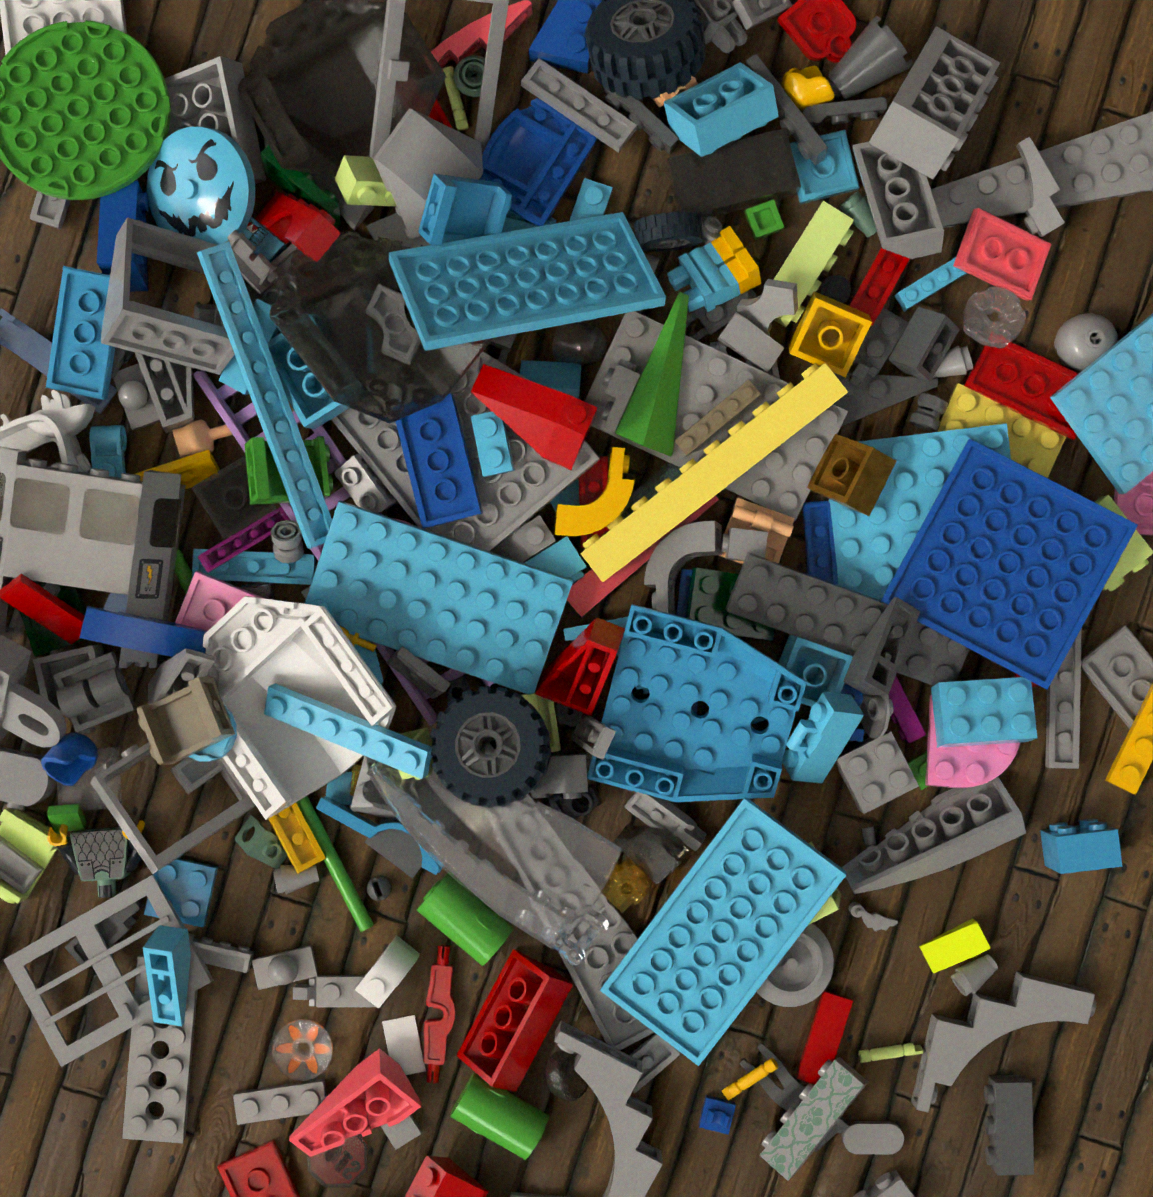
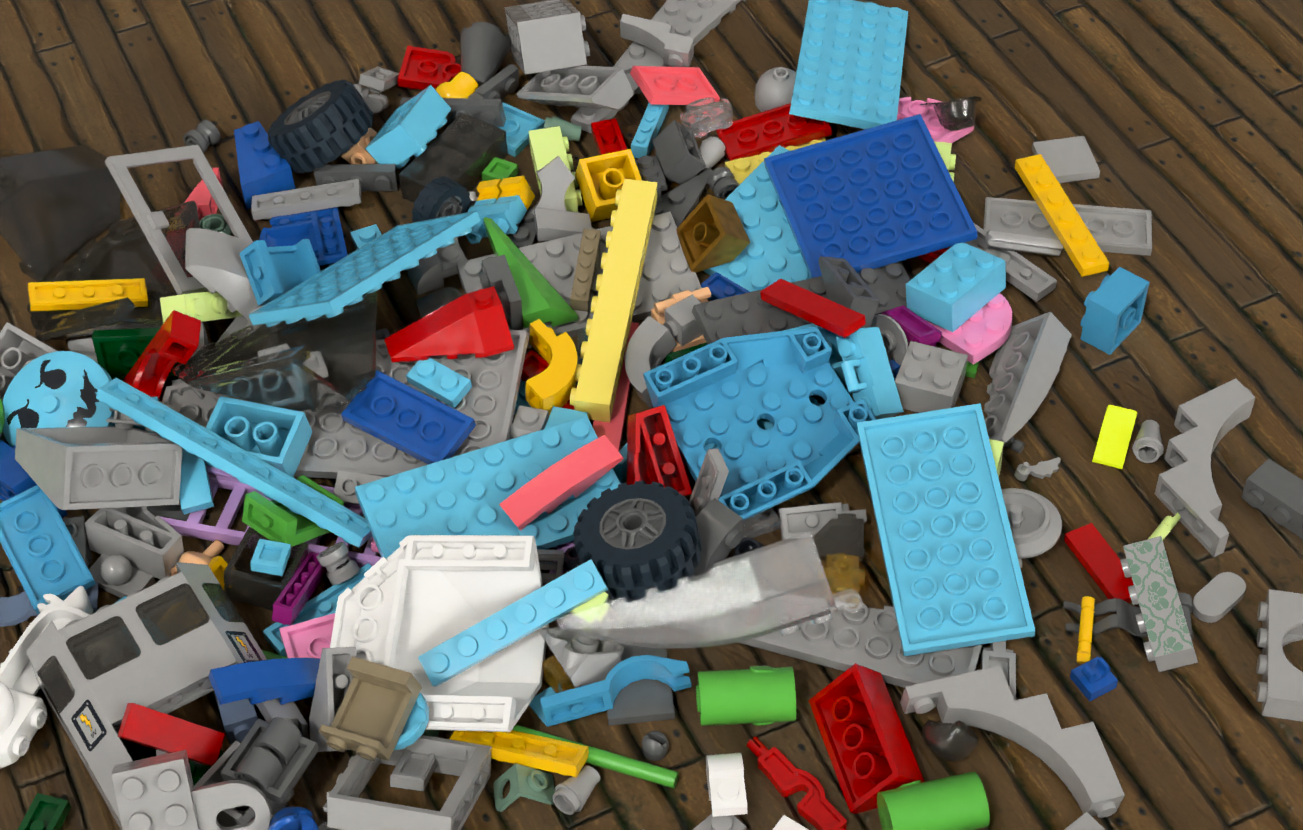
camera: 45 degrees left, 40 degrees down
(231, 508) = (270, 557): none -> medium azure plate
(311, 71) = (84, 294): none -> yellow tile
(490, 637) = (561, 480): none -> coral slope
(828, 654) = (813, 308): none -> red tile
(913, 709) = (914, 326): none -> magenta tile
(1093, 709) = (1023, 243): none -> light grey axle

